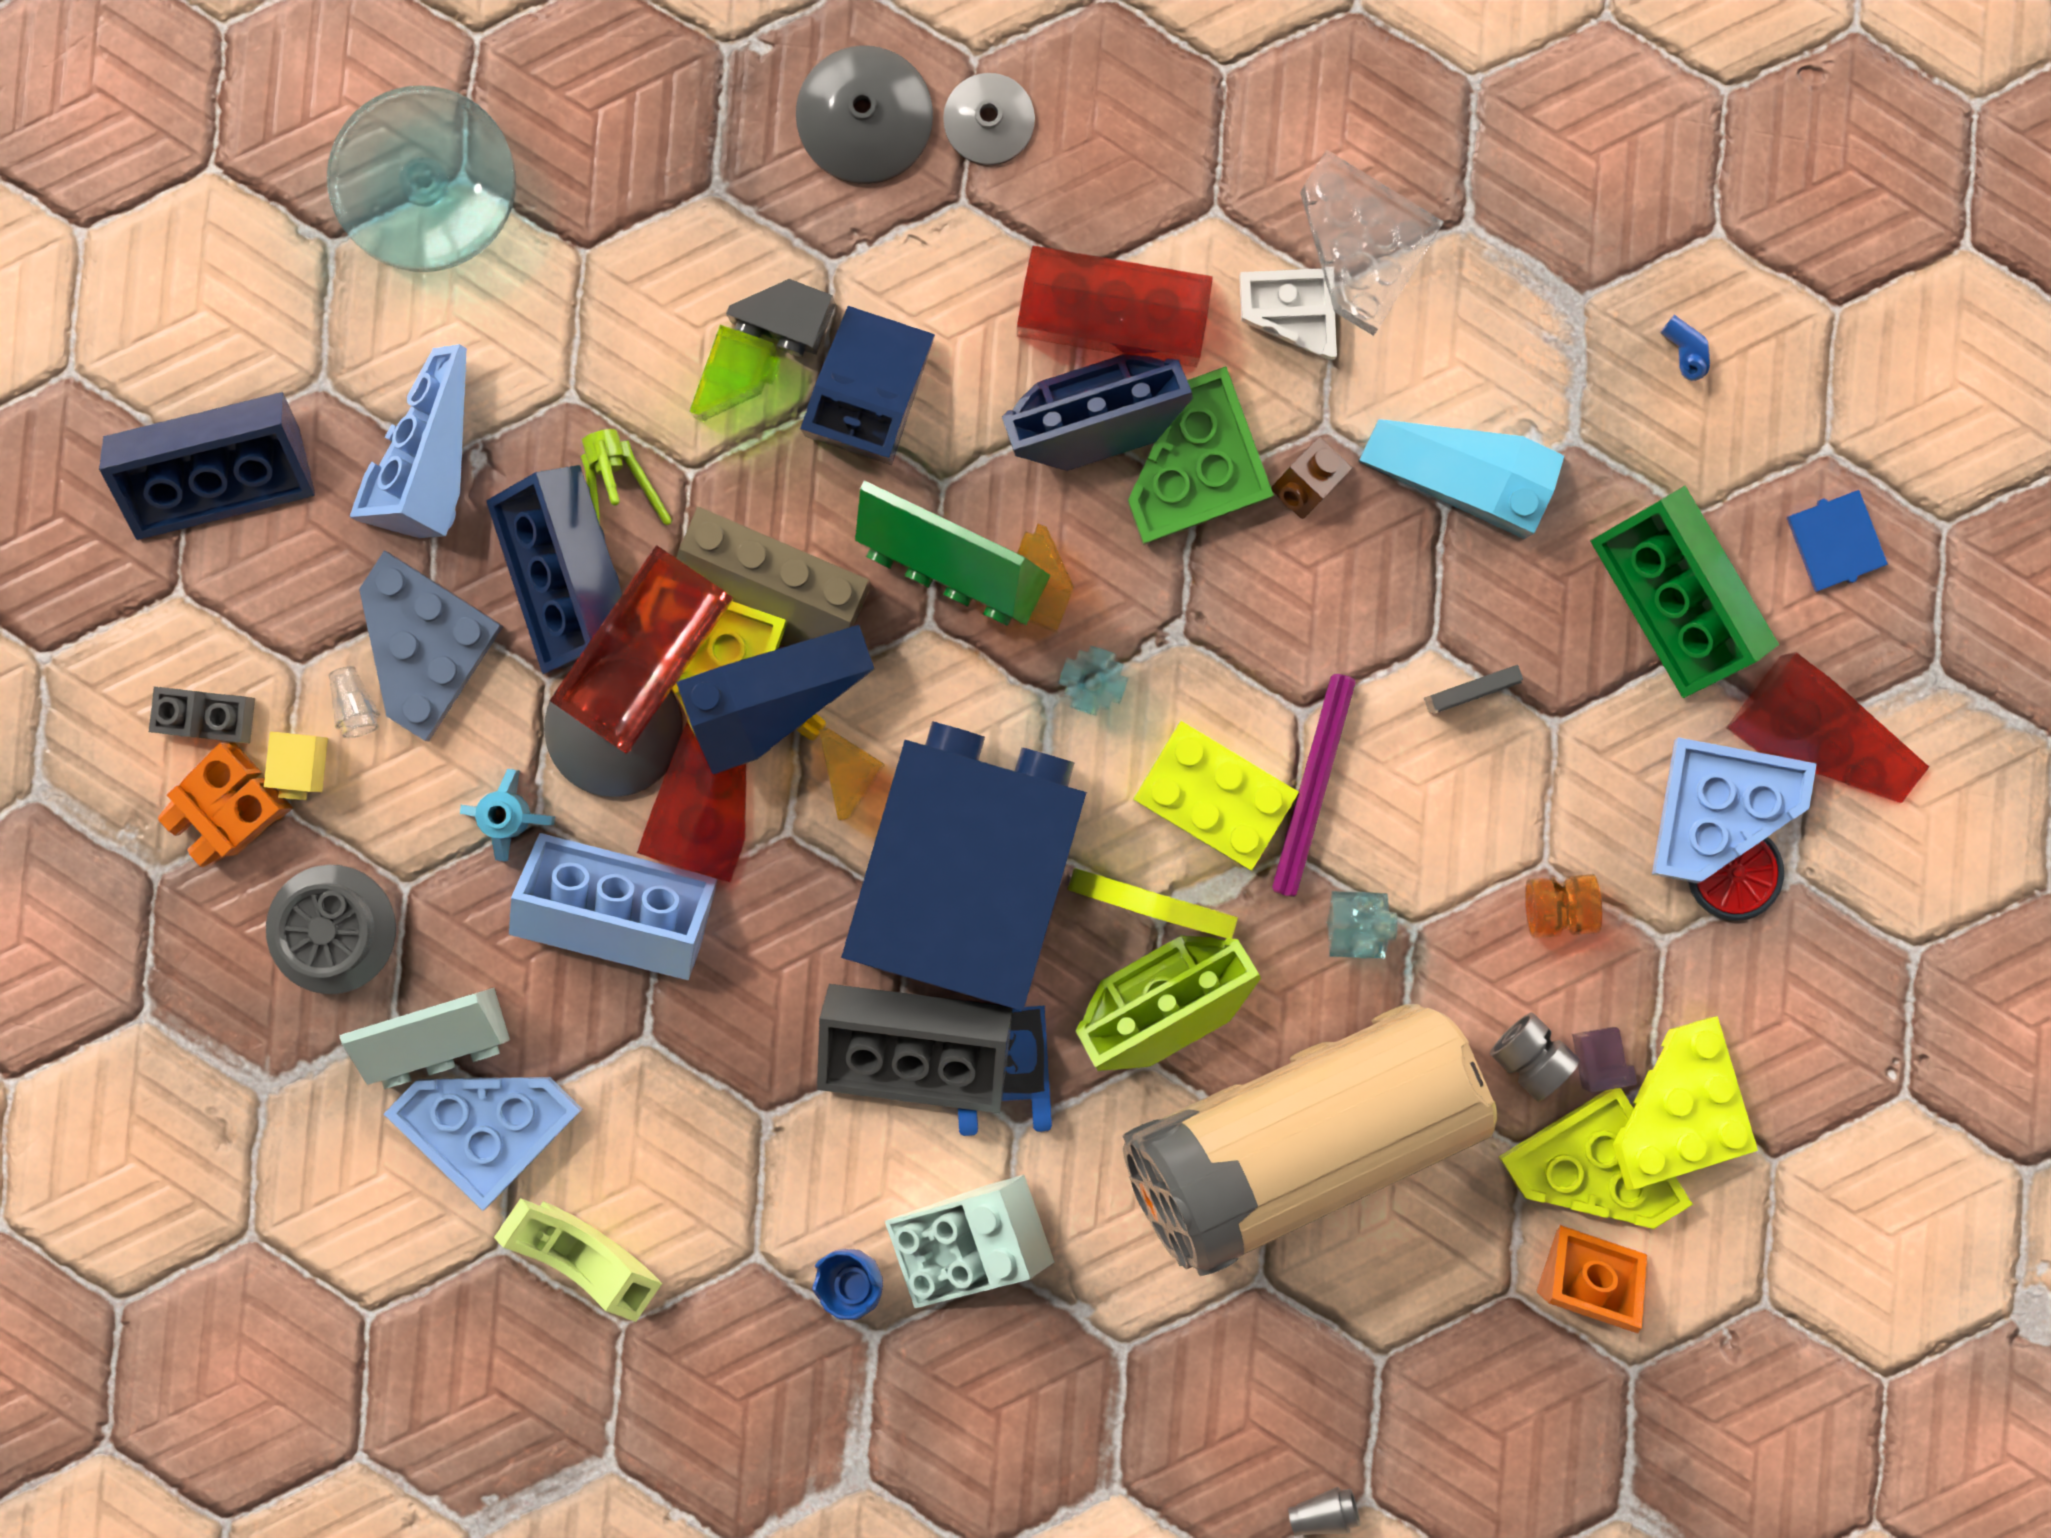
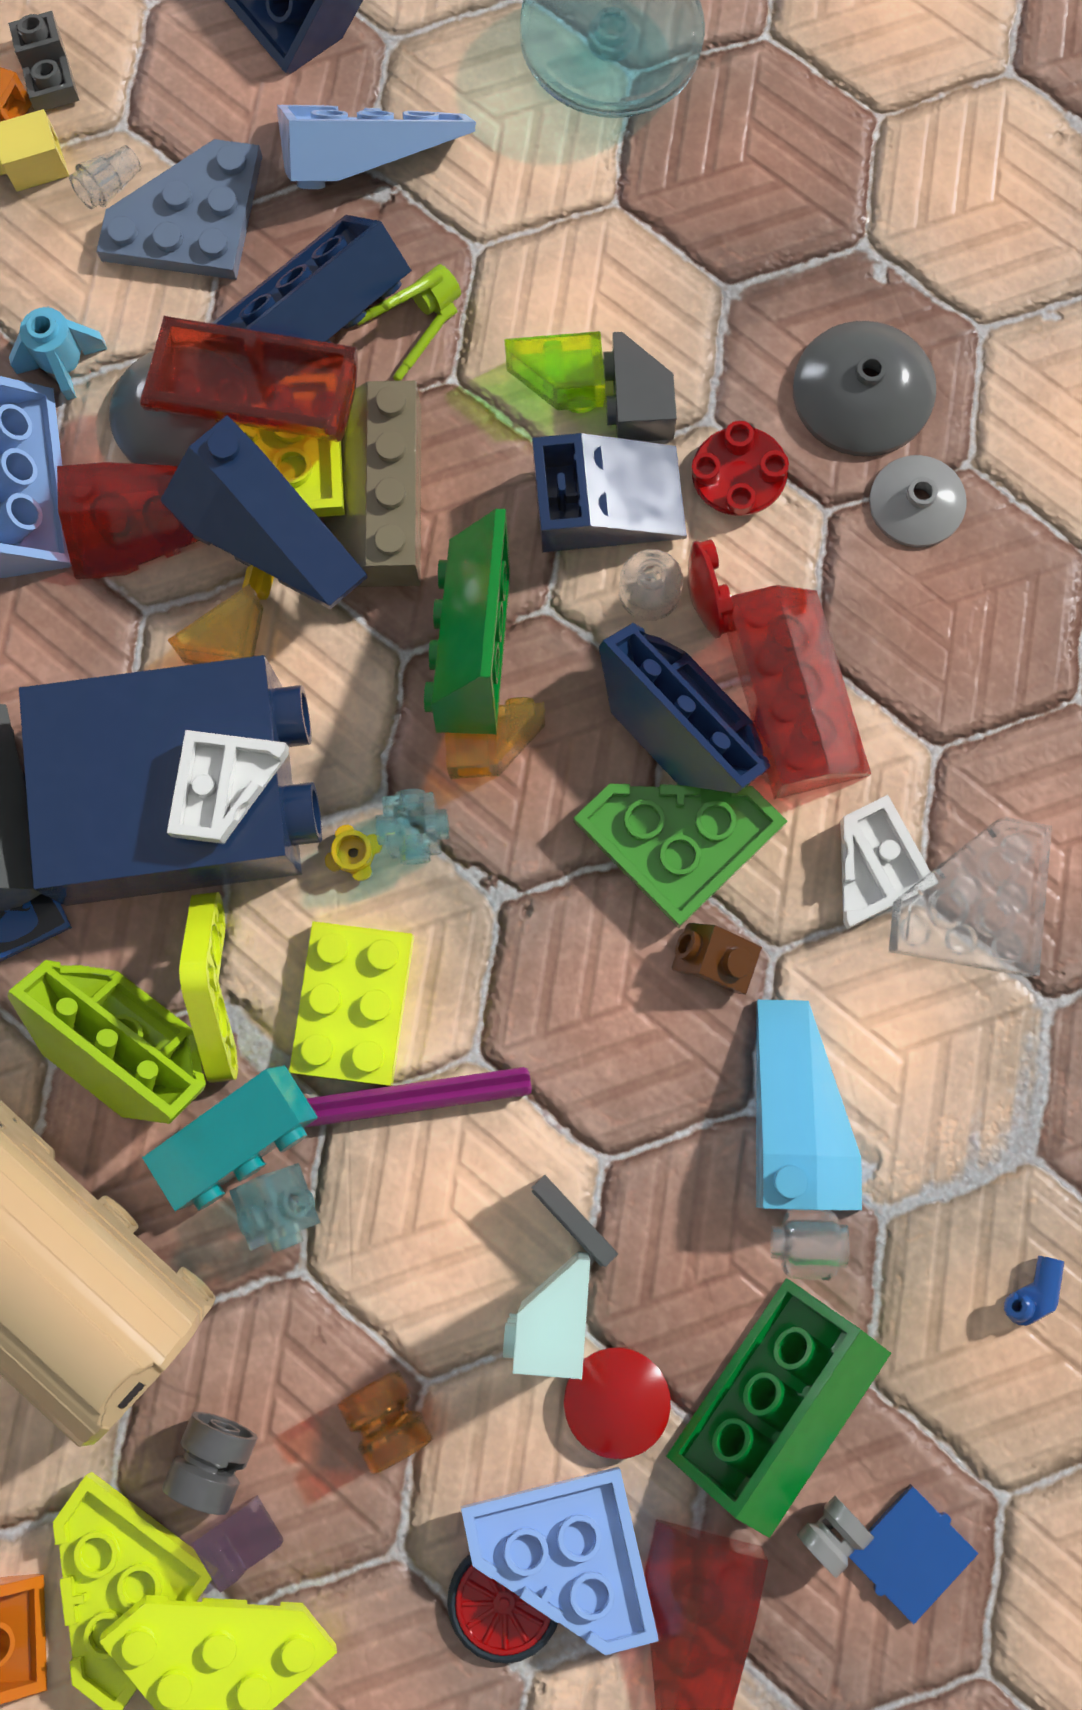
camera: 70 degrees right, 10 degrees down
(895, 260) = (740, 470): none -> red dish
(969, 402) = (650, 585): none -> clear head
(1006, 819) = (219, 783): none -> white wing
(1013, 342) = (708, 599): none -> red dish
(1074, 741) = (349, 839): none -> yellow plate
(1290, 936) = (231, 1139): none -> teal brick
(1549, 736) = (551, 1324): none -> light aqua slope
(1576, 509) = (810, 1244): none -> clear head
(1626, 718) = (617, 1403): none -> red dish
(1804, 603) = (825, 1544): none -> light grey wheel

